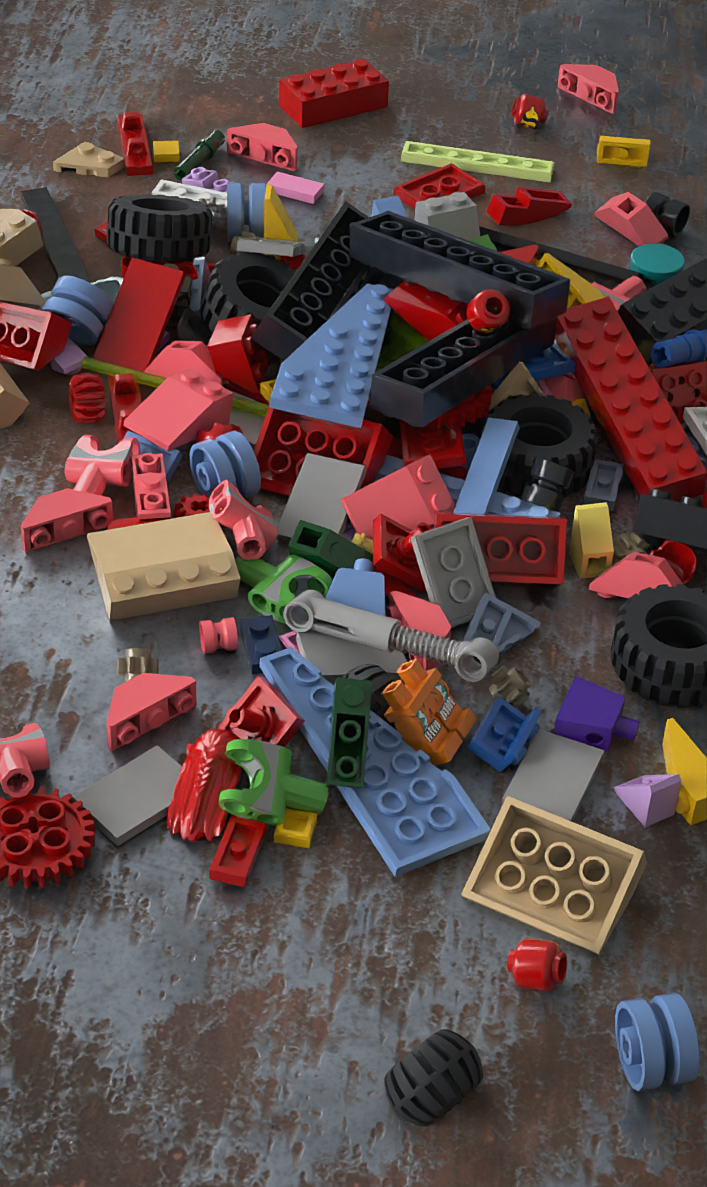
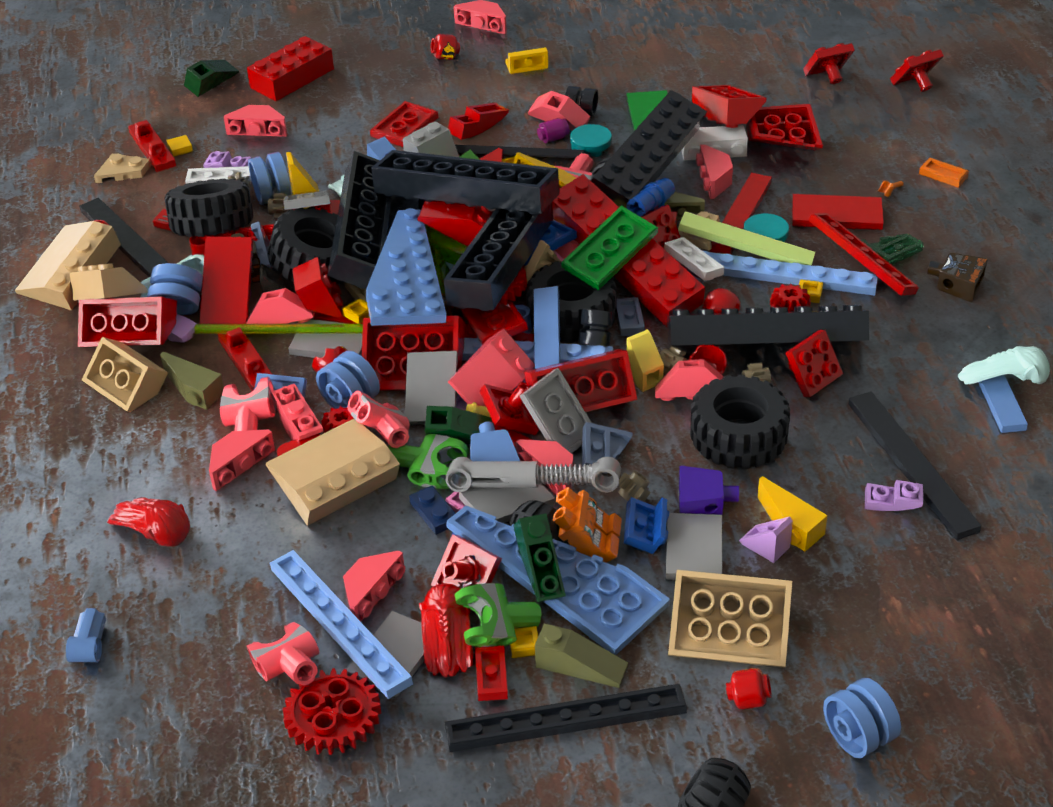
camera: 15 degrees left, 0 degrees up
(55, 421) = (195, 383): none -> olive slope
(87, 398) = (213, 354): red gear -> none
(90, 743) = (342, 624): none -> light blue plate
(137, 662) = (349, 553): dark tan gear -> none
(181, 409) = (293, 345): coral slope -> none
(204, 150) = (210, 137): dark green pin -> none
(218, 635) = (399, 512): coral wheel -> none
(234, 77) = (207, 75): none -> dark green slope
(296, 187) = (299, 148): bright pink tile -> none
(303, 929) = (565, 717): none -> black tile
(347, 863) = (574, 655): none -> olive slope
(478, 161) = (422, 94): yellowish green tile -> none
(488, 311) = (506, 208): red head -> none
(604, 392) = (609, 247): none -> green tile
(614, 240) = (553, 130): none -> magenta brick

